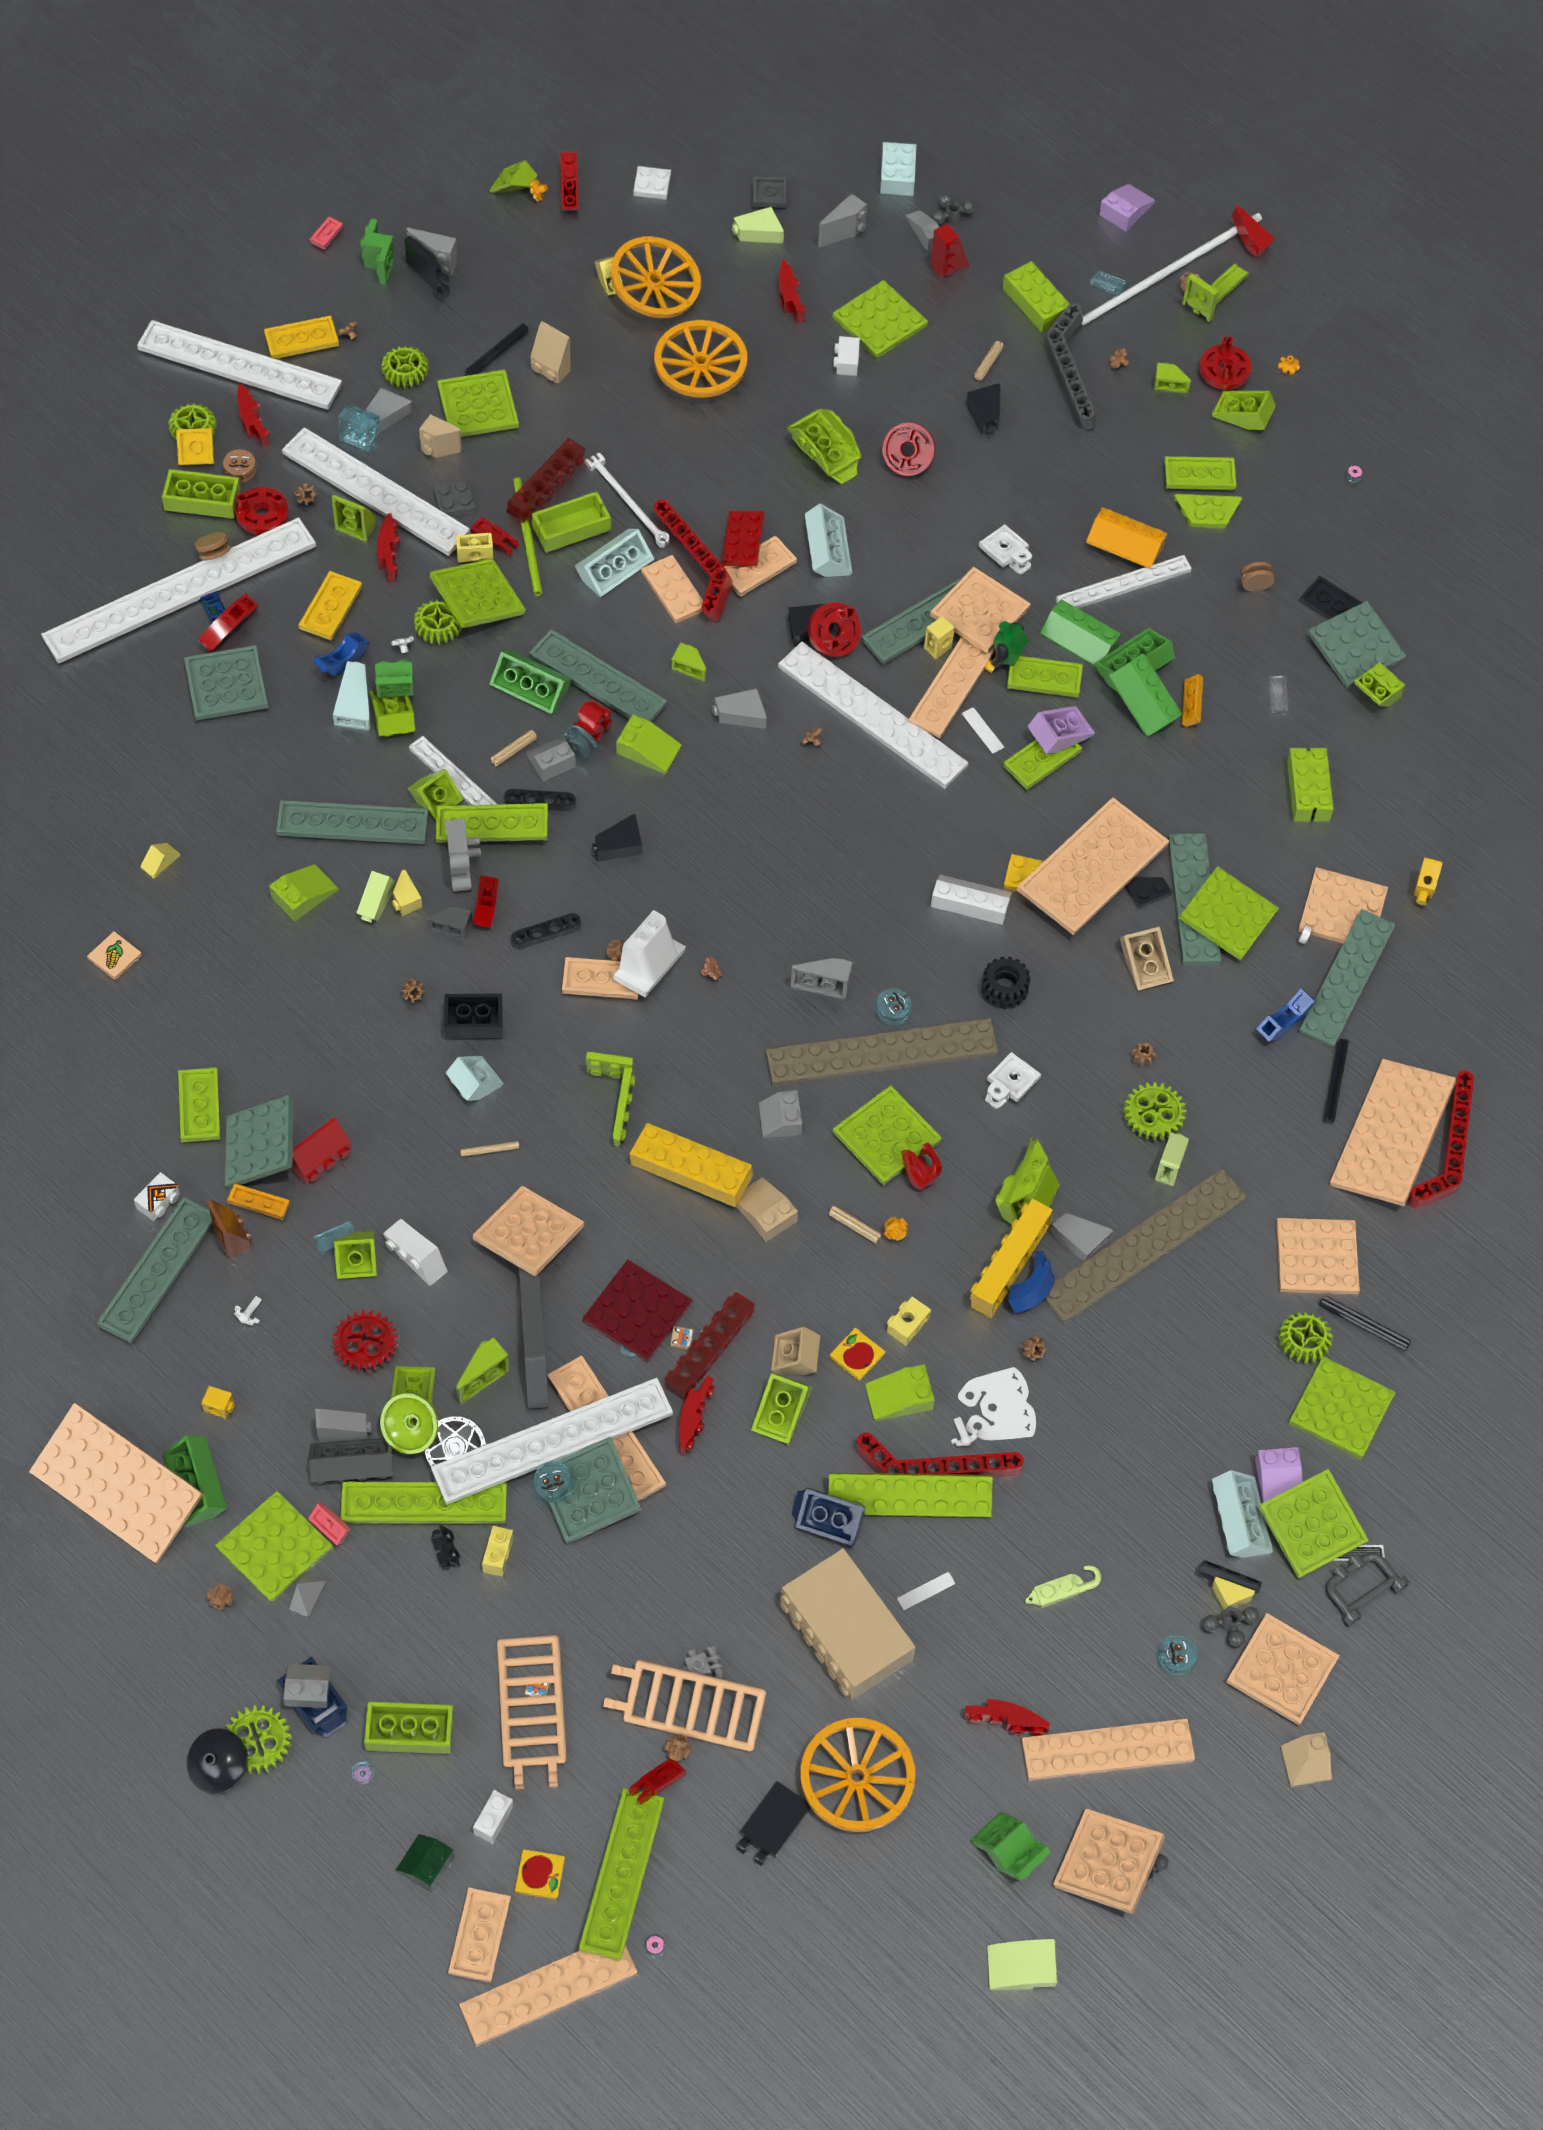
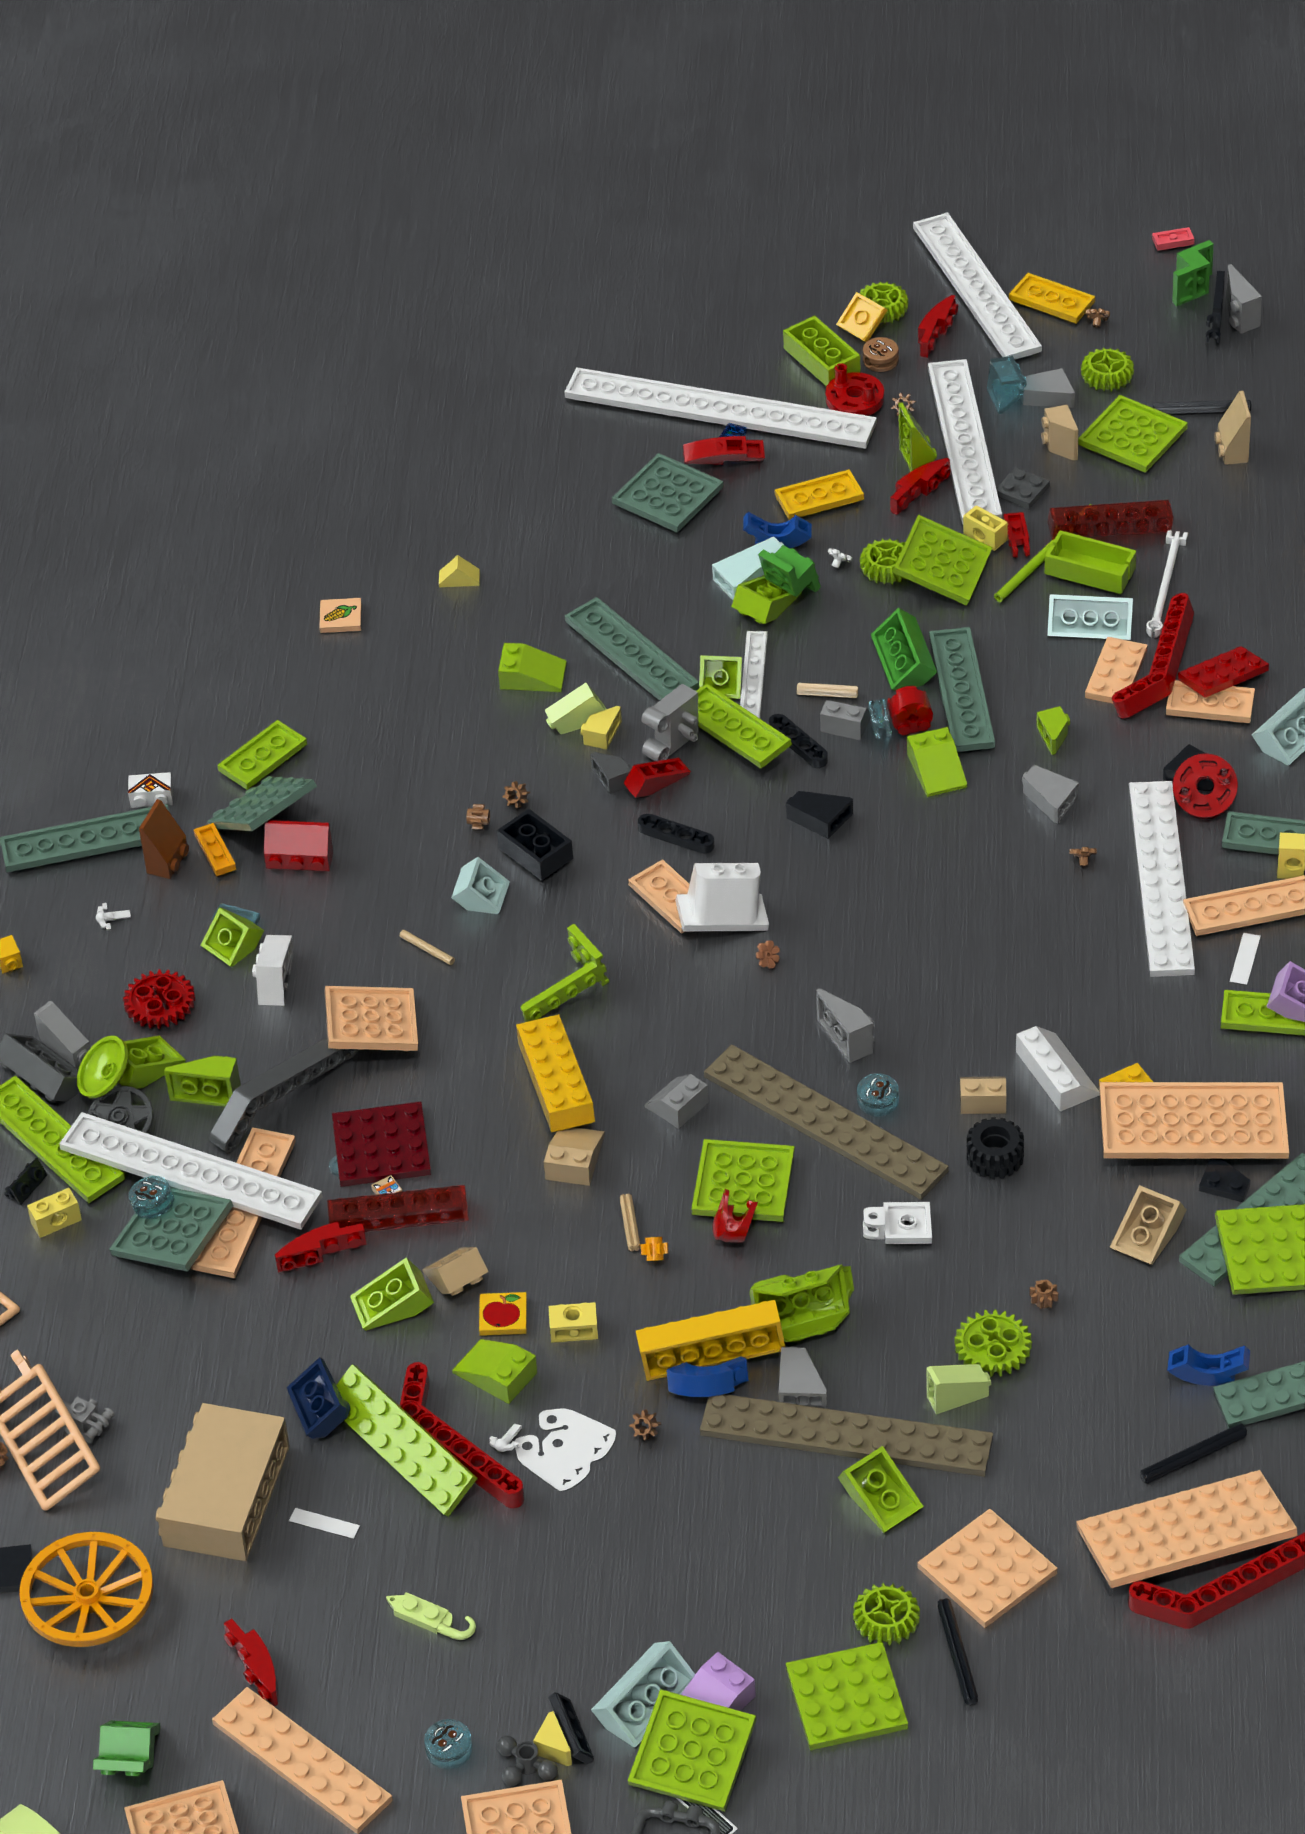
camera: 55 degrees right, 15 degrees down
(212, 546) = (781, 392): medium nougat head -> none
(408, 1027) = (478, 816): none -> medium nougat gear
(951, 951) = (983, 1095): none -> tan slope
(1208, 1263) = (880, 1489): none -> lime slope

